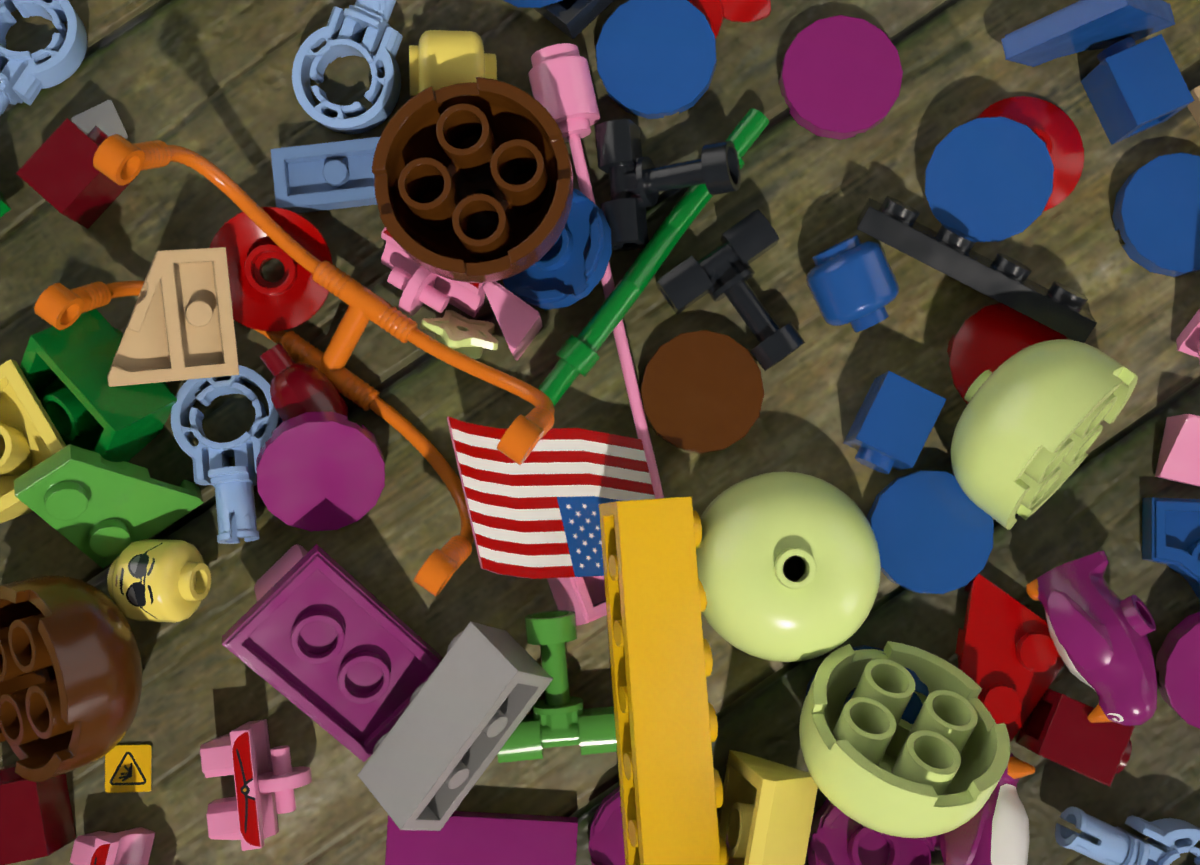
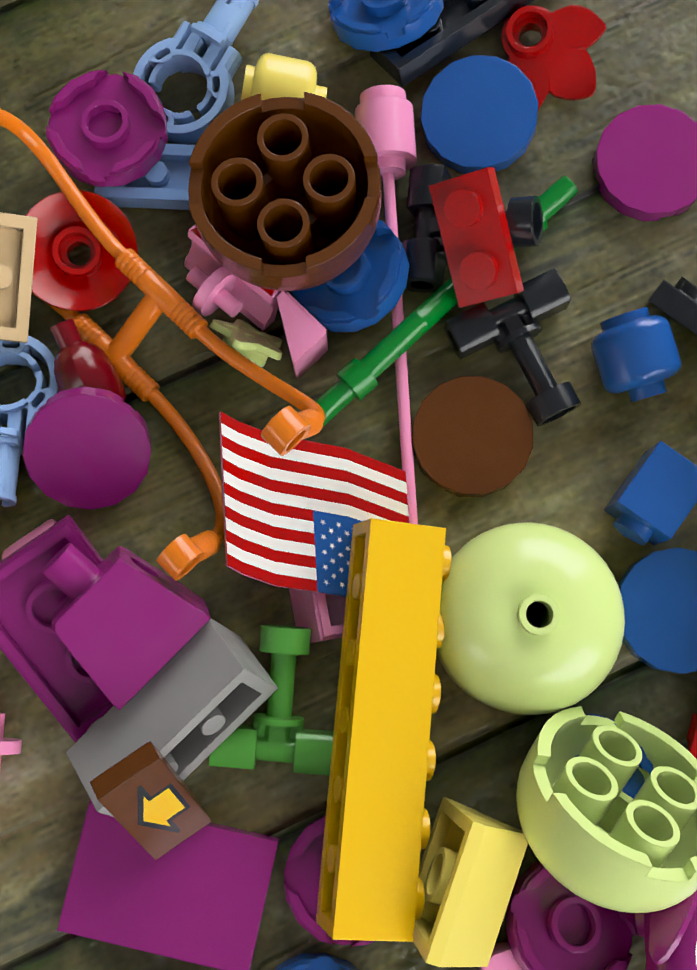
camera: 10 degrees right, 5 degrees down
(276, 135) = (107, 128): none -> magenta tile
(389, 638) = (121, 618): none -> magenta torso
(449, 809) = (150, 800): none -> reddish brown tile
(674, 194) = (476, 237): none -> red plate

